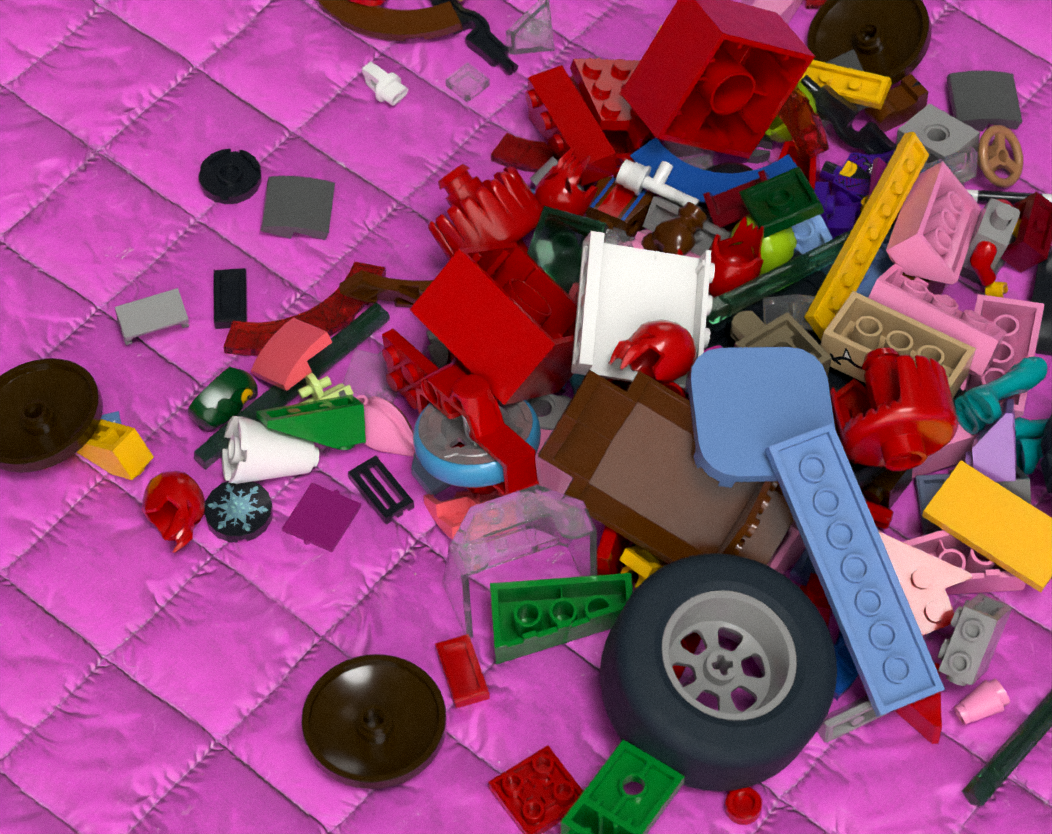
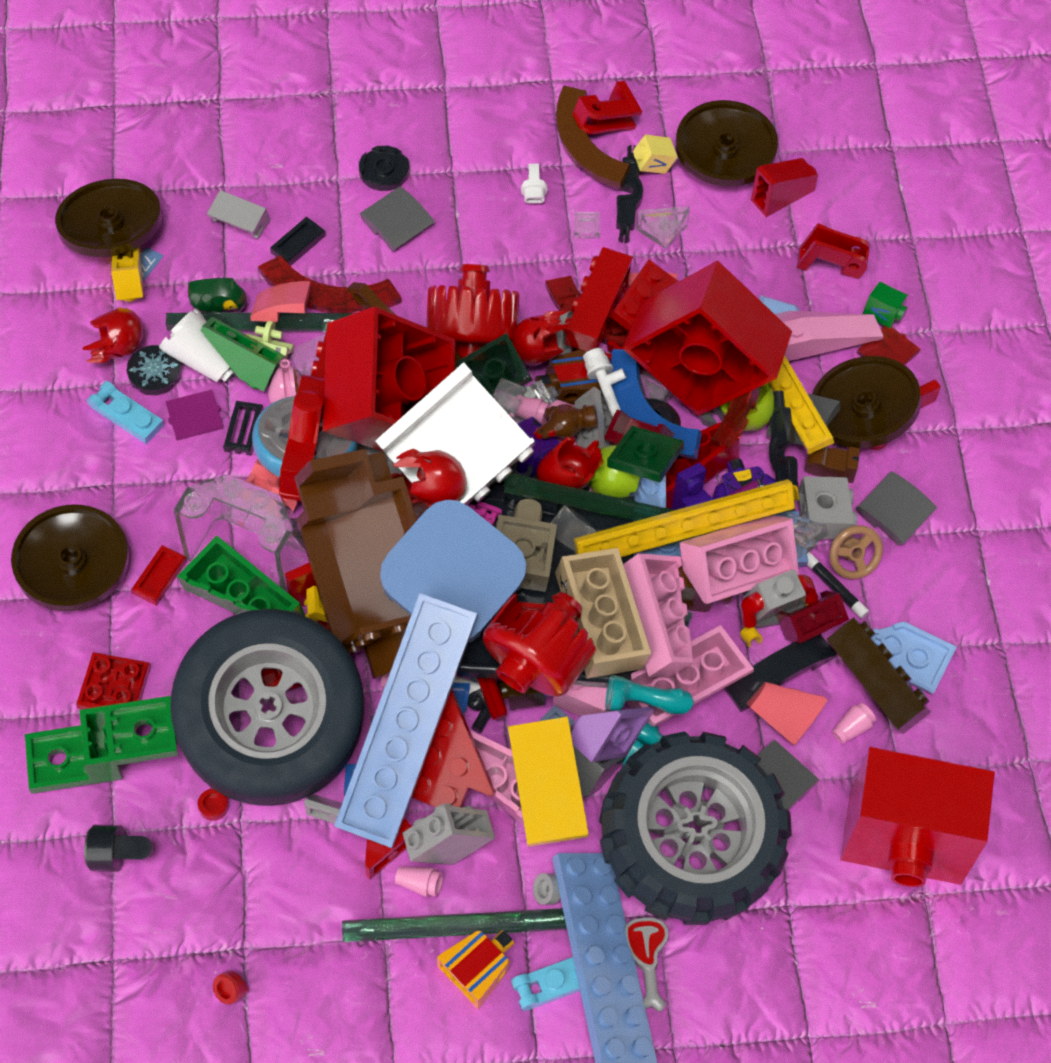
camera: 40 degrees right, 5 degrees up
(258, 567) = (125, 412): none -> medium azure plate

